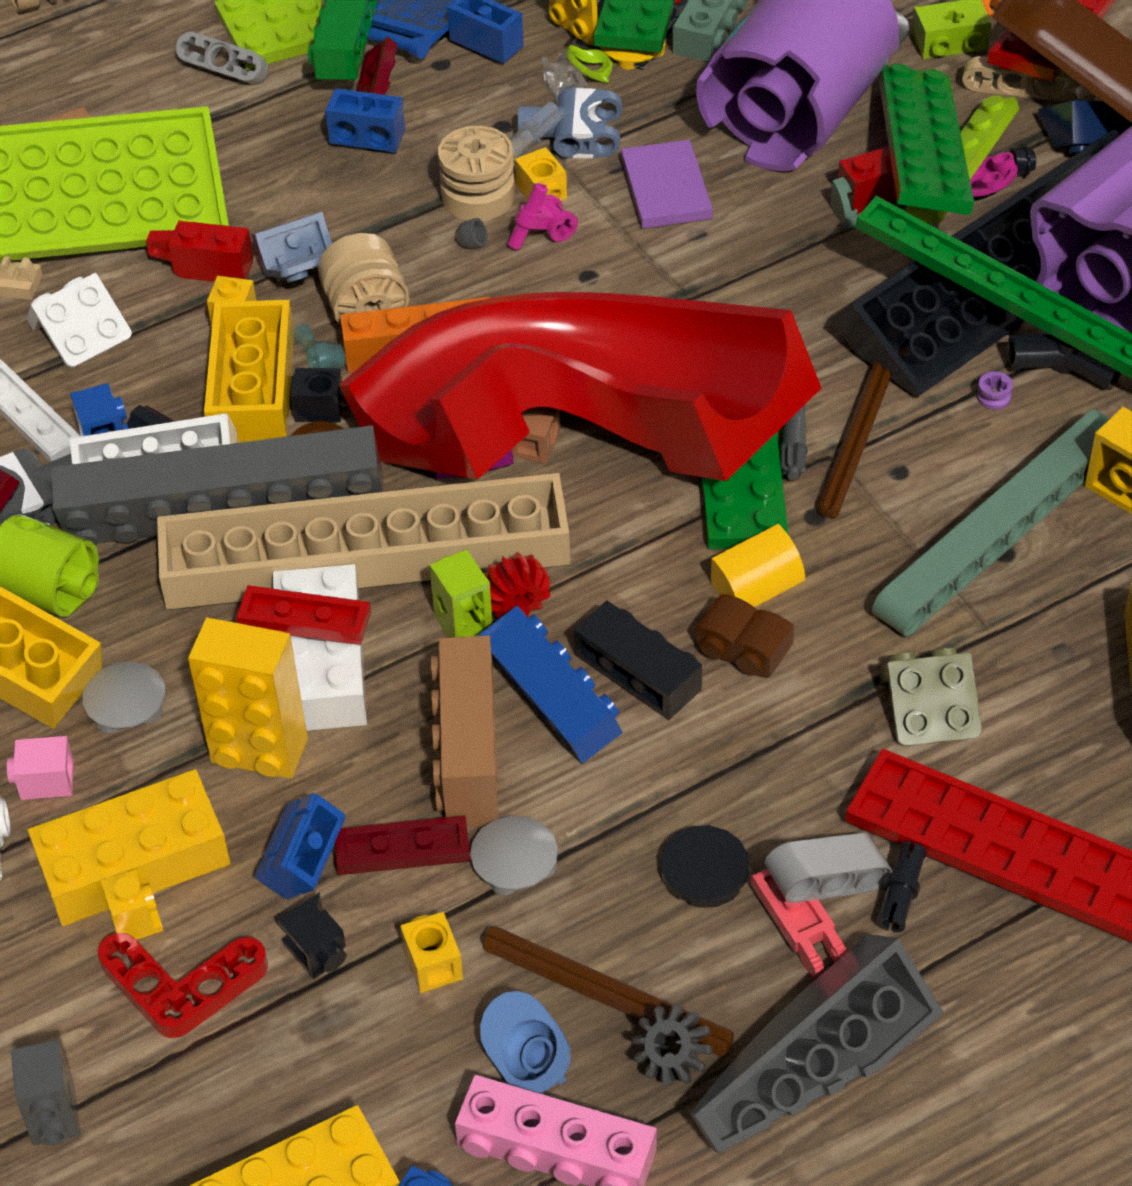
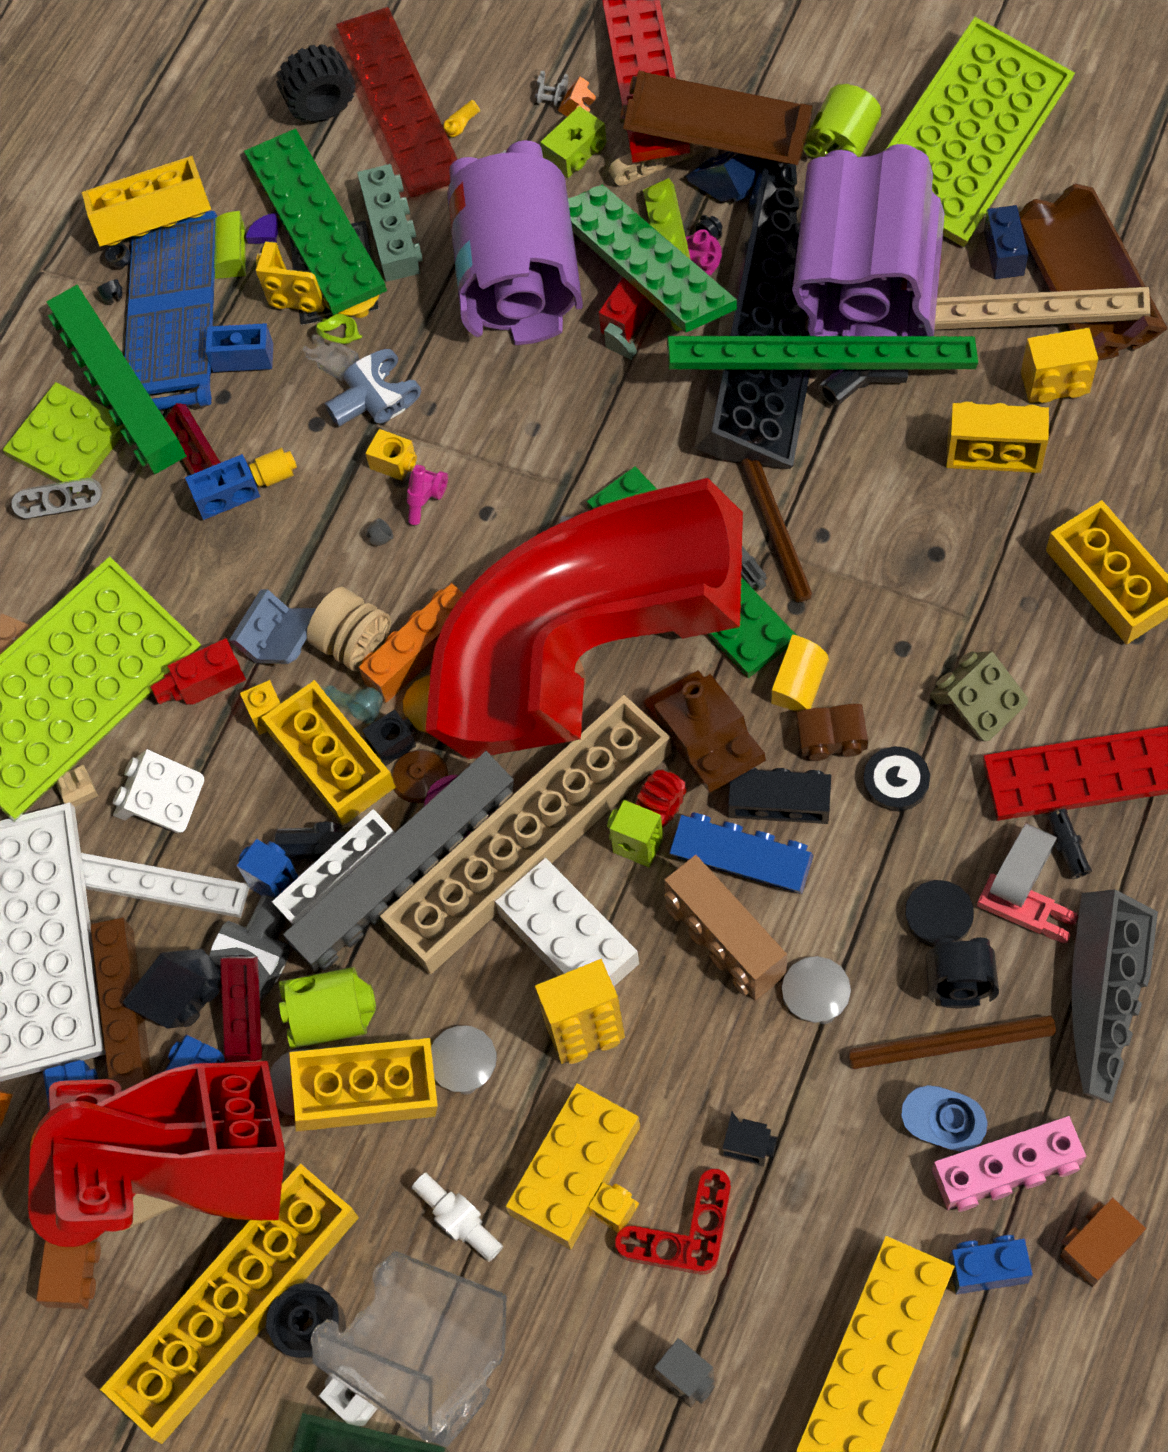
camera: 30 degrees left, 15 degrees up
(42, 768) = (460, 1152): bright pink brick -> none
(300, 846) = (686, 1085): blue brick -> none
(305, 614) = (556, 923): red plate -> none
(402, 845) = (744, 1036): dark red plate -> none
(424, 132) = (273, 467): none -> yellow brick
(433, 967) = (833, 1110): yellow brick -> none
(476, 173) = (346, 481): tan wheel -> none
(535, 129) = (354, 419): clear axle -> none
(613, 551) = (705, 729): none -> reddish brown brick
(666, 184) = (479, 400): medium lavender tile -> none
(669, 923) = (961, 972): none -> black brick
(673, 1026) = (1036, 1061): dark grey gear -> none
(774, 720) = (896, 778): none -> black tile
(989, 529) = (922, 534): sand green beam -> none
(997, 381) = (840, 423): medium lavender bush -> none

